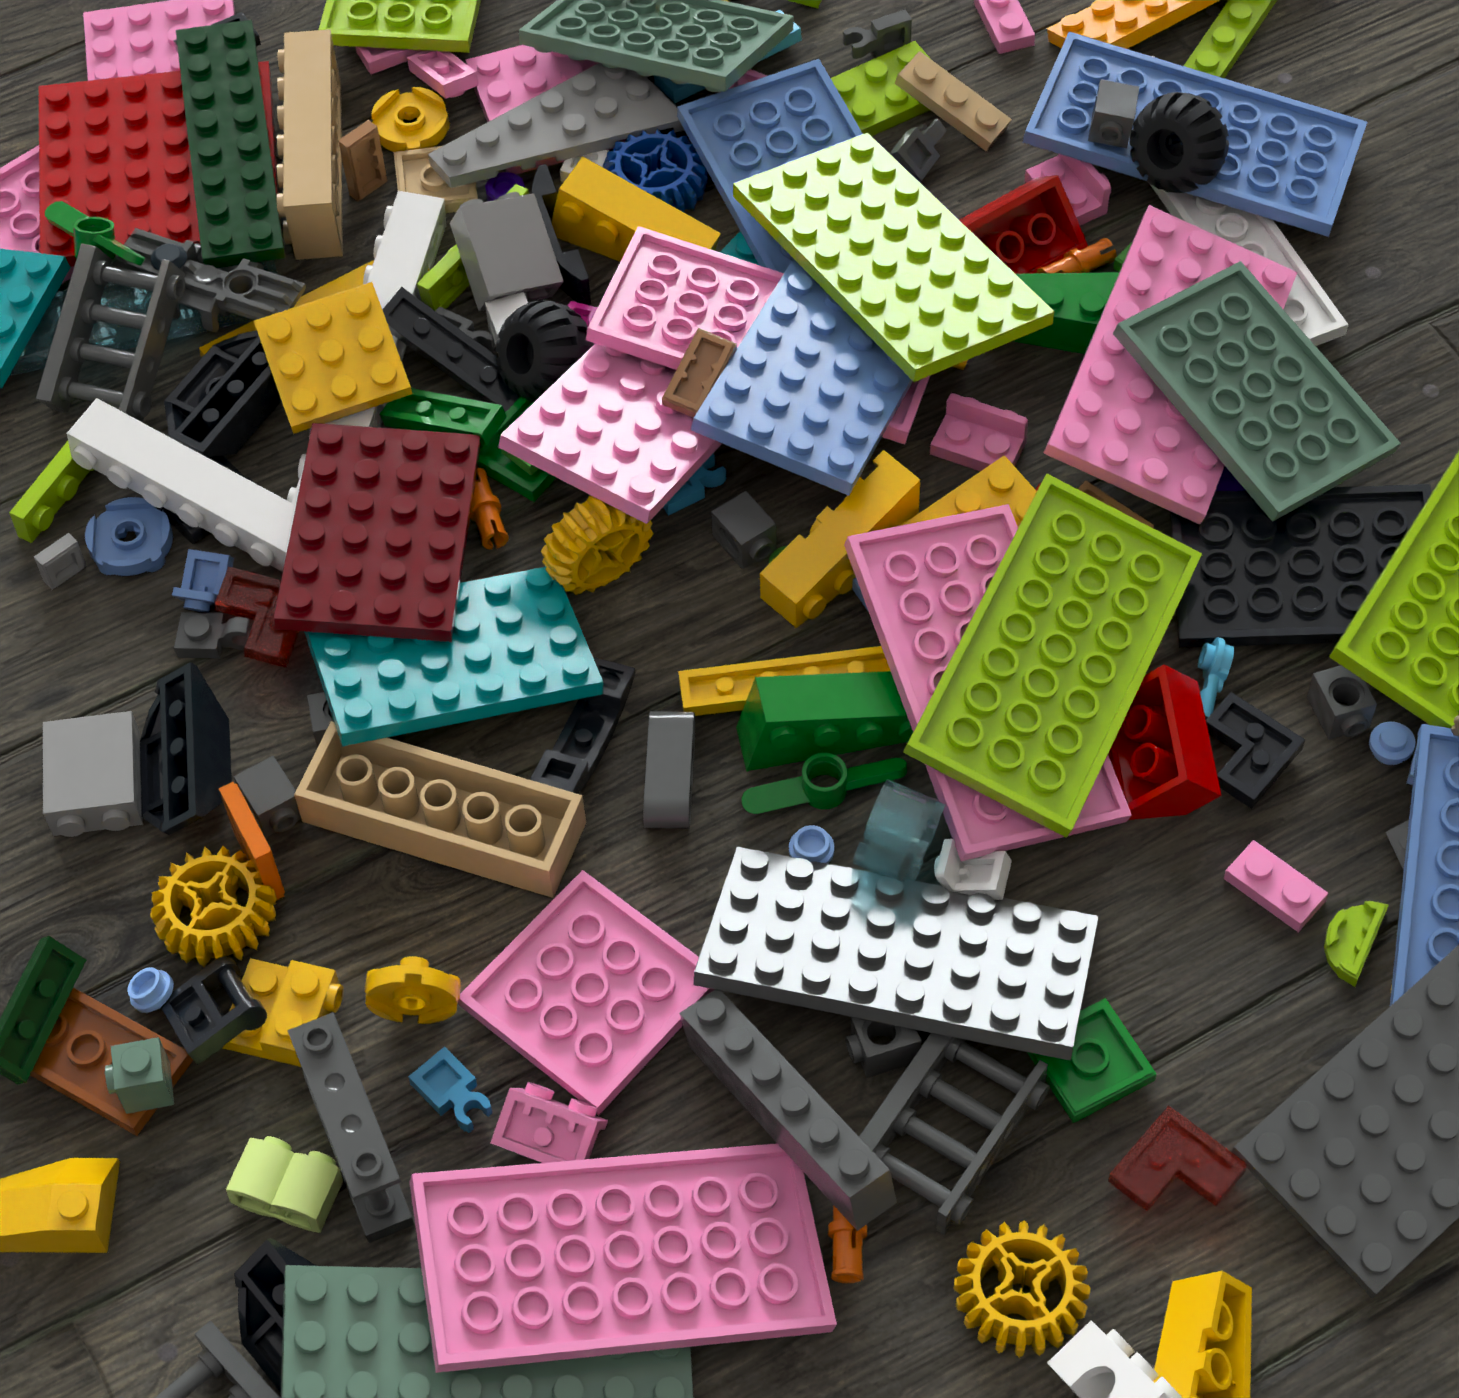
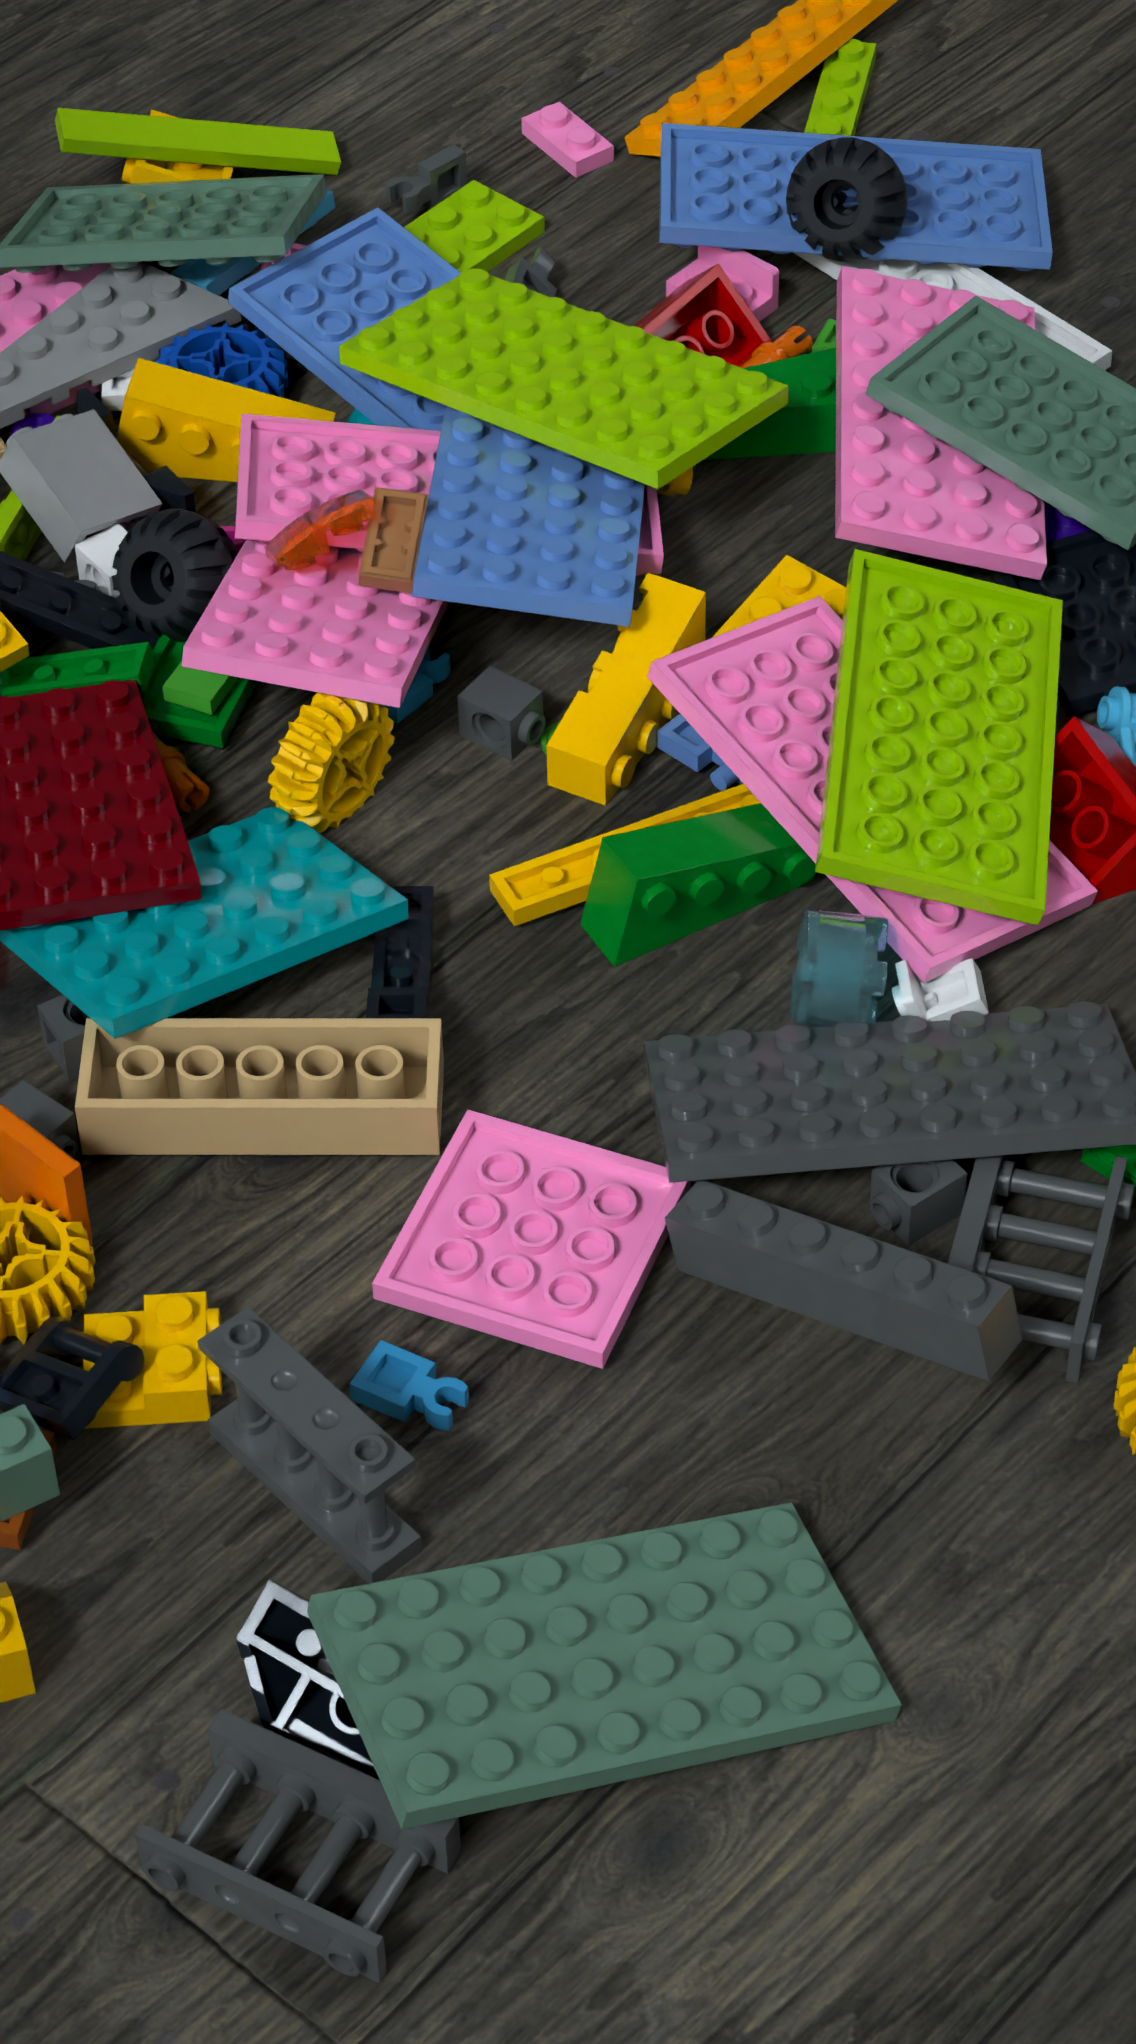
camera: 20 degrees left, 10 degrees down
(285, 1183) = (241, 1544): yellowish green brick -> none
(412, 990) = (291, 1284): yellow plate -> none
(545, 1127) = (550, 1394): bright pink bracket -> none
(618, 1256) = (707, 1489): bright pink plate -> none
(629, 358) = (306, 536): none -> clear orange slope
(669, 770) = (525, 981): dark grey beam -> none
(801, 790) = (707, 963): green piece -> none
(812, 844) = (733, 1012): light blue plate -> none
(846, 1249) = (967, 1408): orange pin -> none
(952, 101) = (549, 226): tan plate -> none
(978, 433) = (734, 551): bright pink bracket -> none
(1113, 113) = (758, 185): dark grey brick -> none

